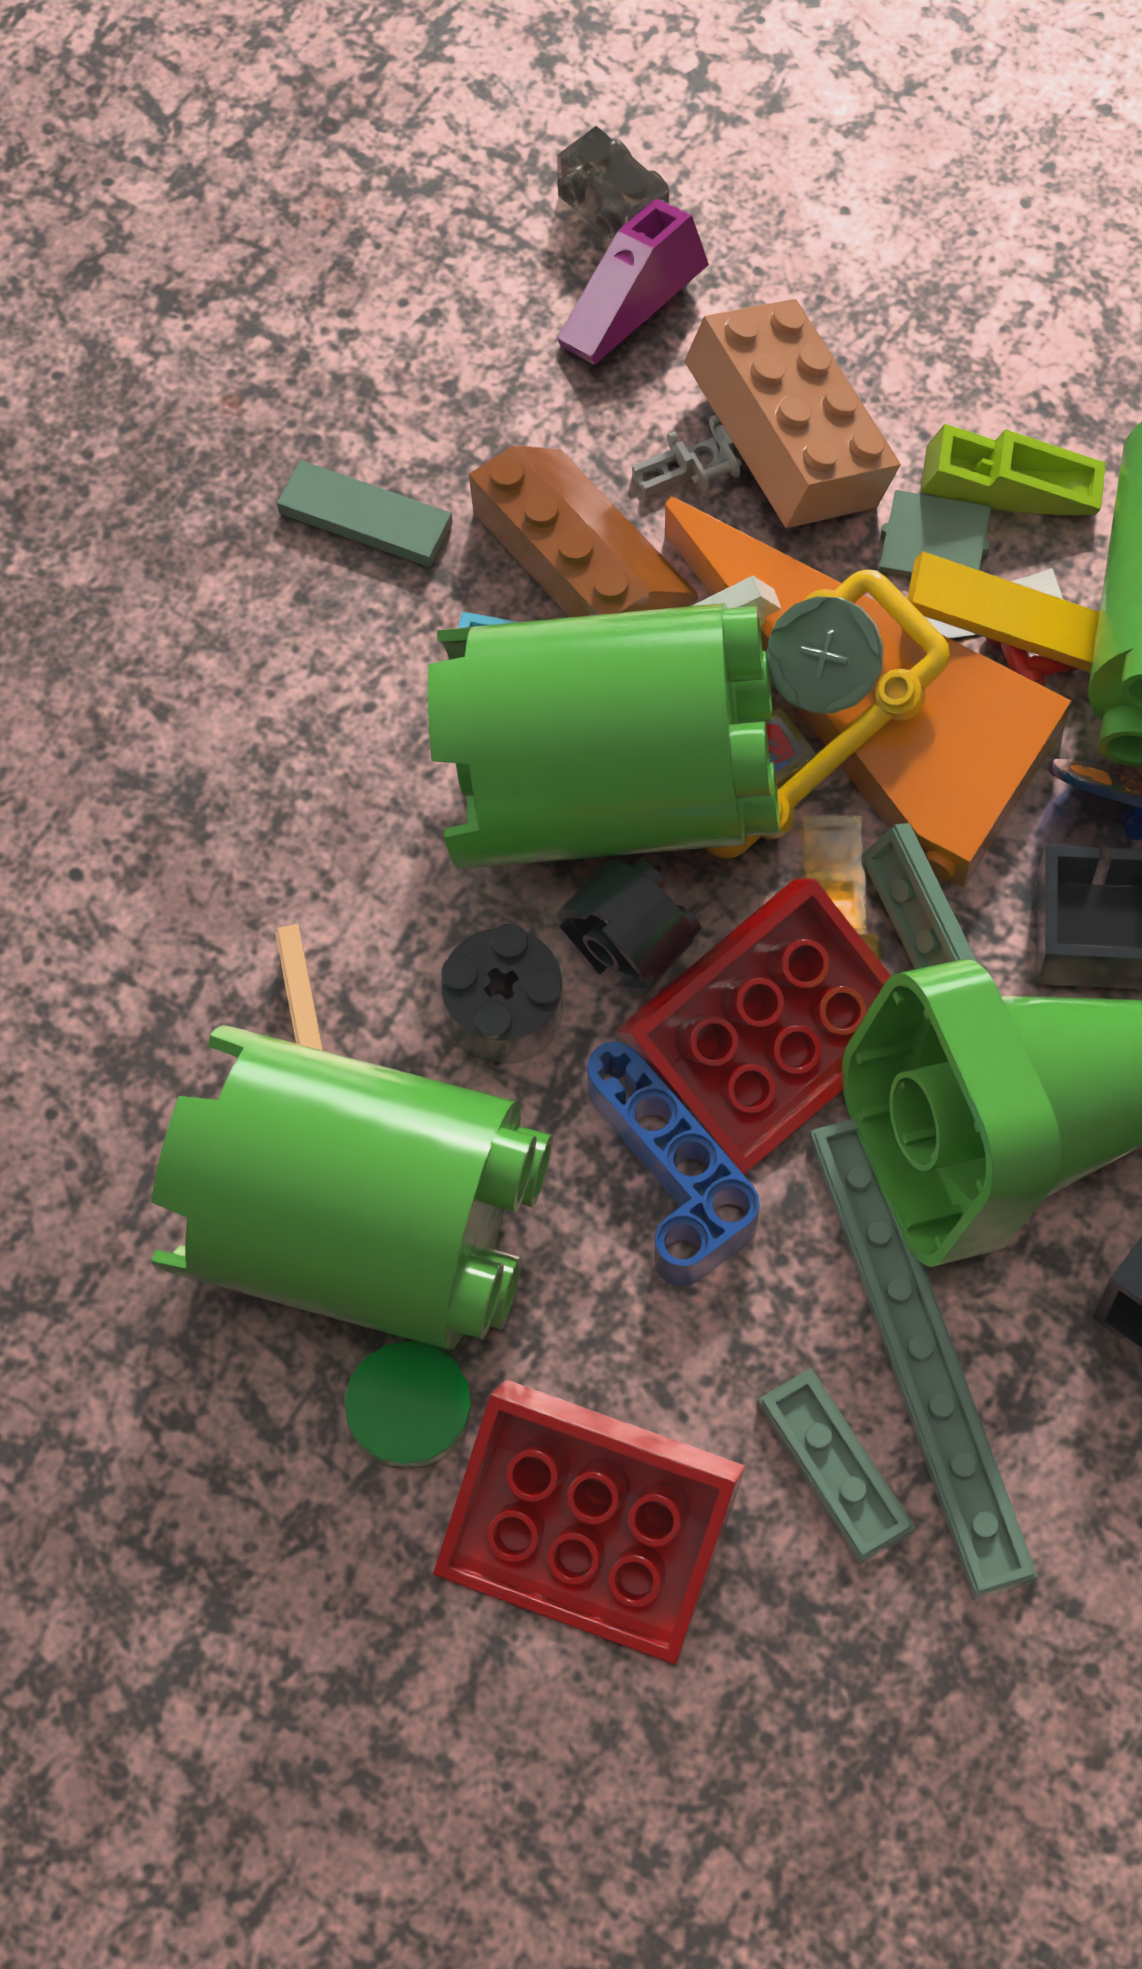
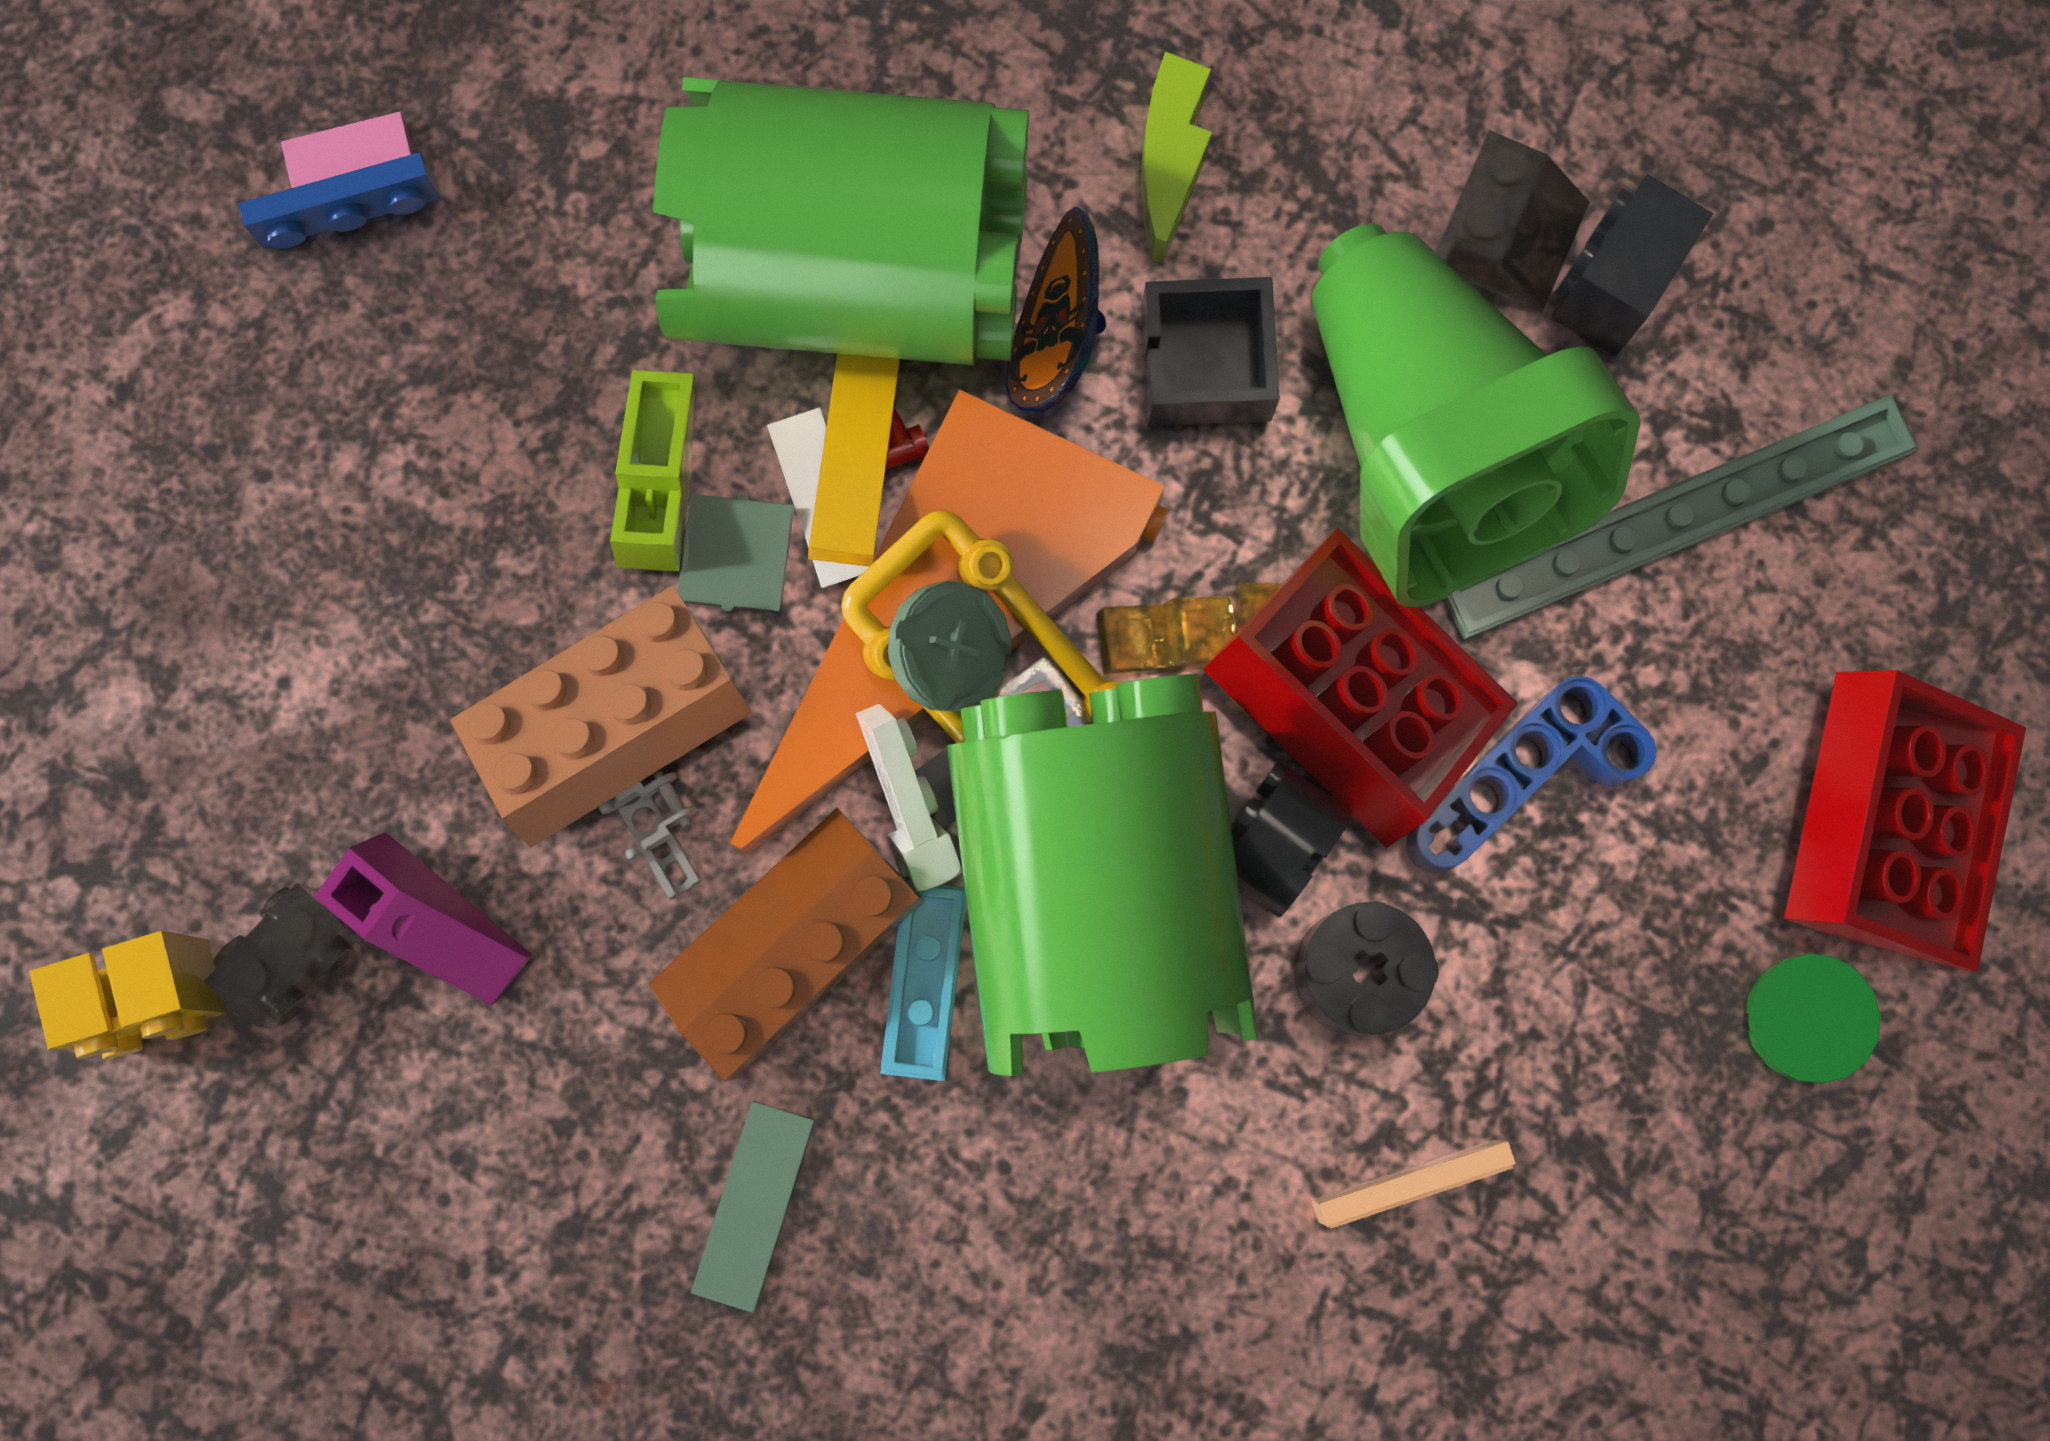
camera: 100 degrees left, 15 degrees up
(350, 1190) = (1665, 1089): bright green brick -> none
(591, 74) = (143, 993): none -> yellow piece
(836, 1466) = (1807, 590): sand green tile -> none
(915, 899) = (1245, 523): sand green tile -> none

